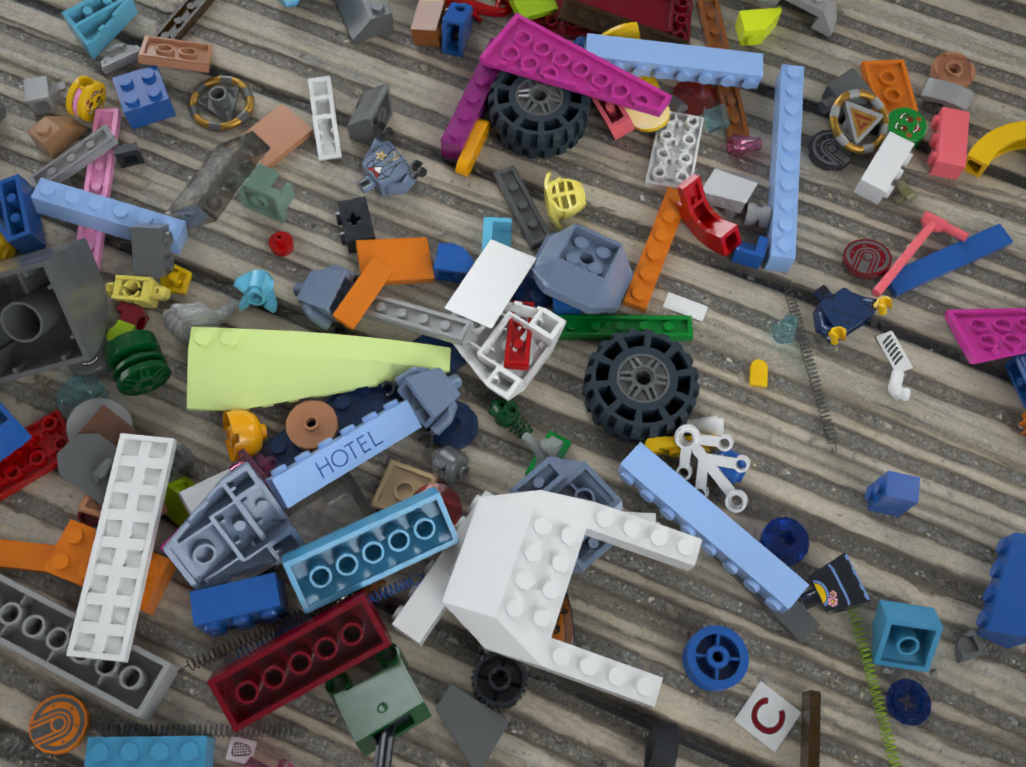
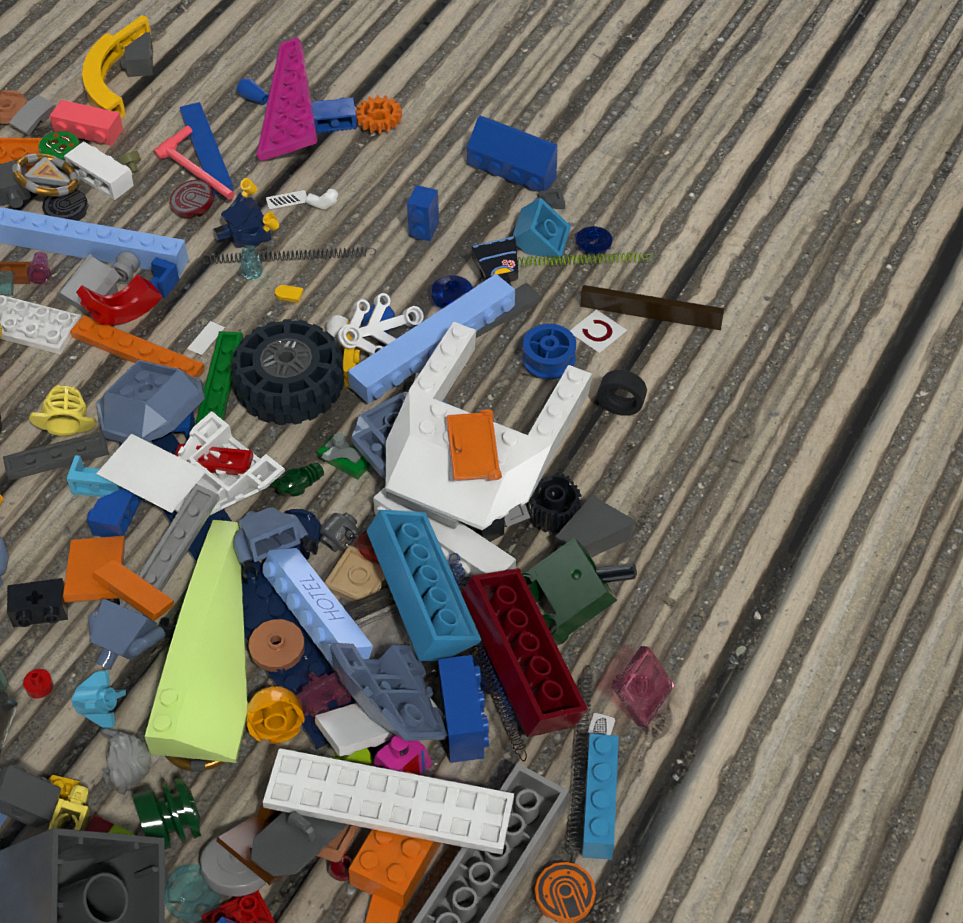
camera: 80 degrees left, 15 degrees down
(522, 581) = (476, 440): none -> orange door

